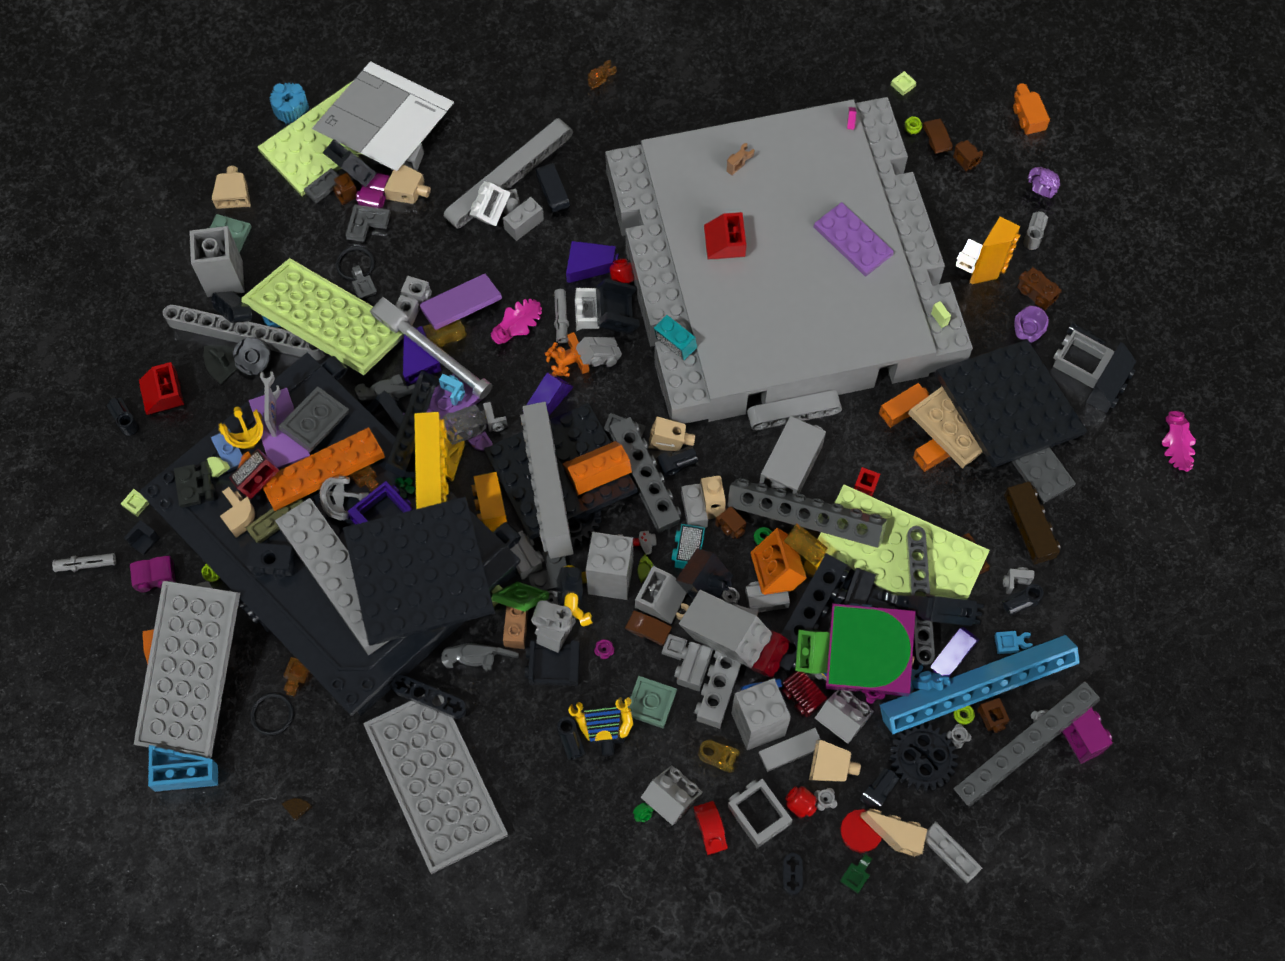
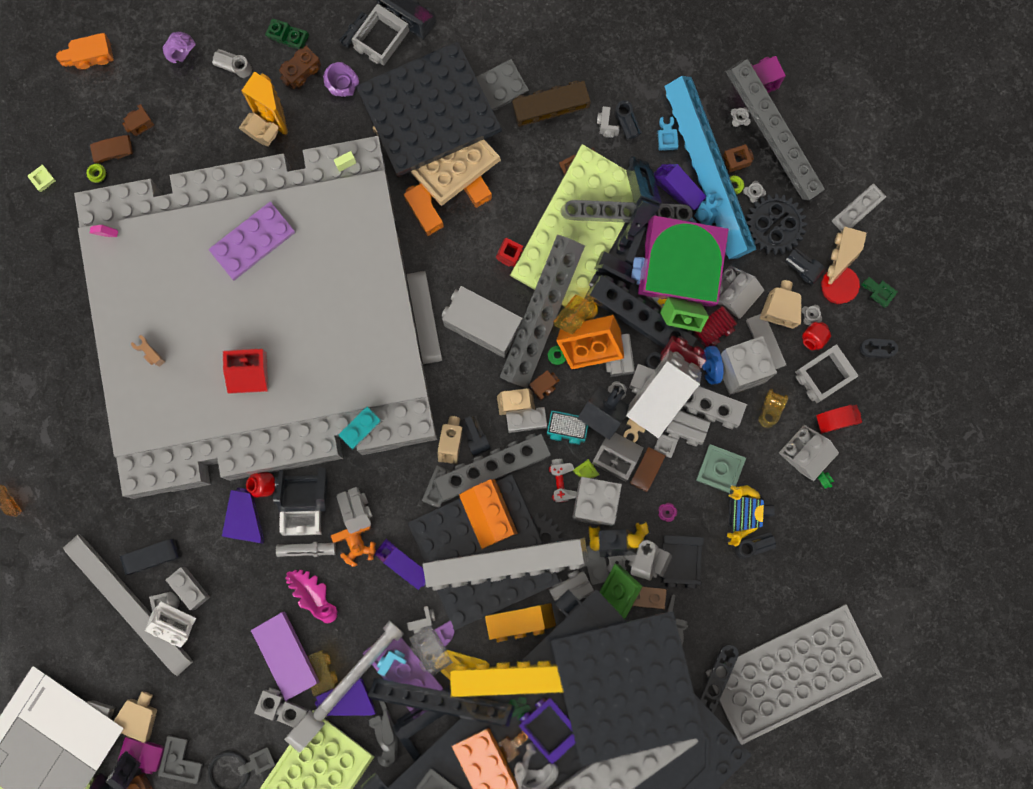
camera: 90 degrees left, 15 degrees up
(1072, 277) = (287, 35): none -> dark green slope

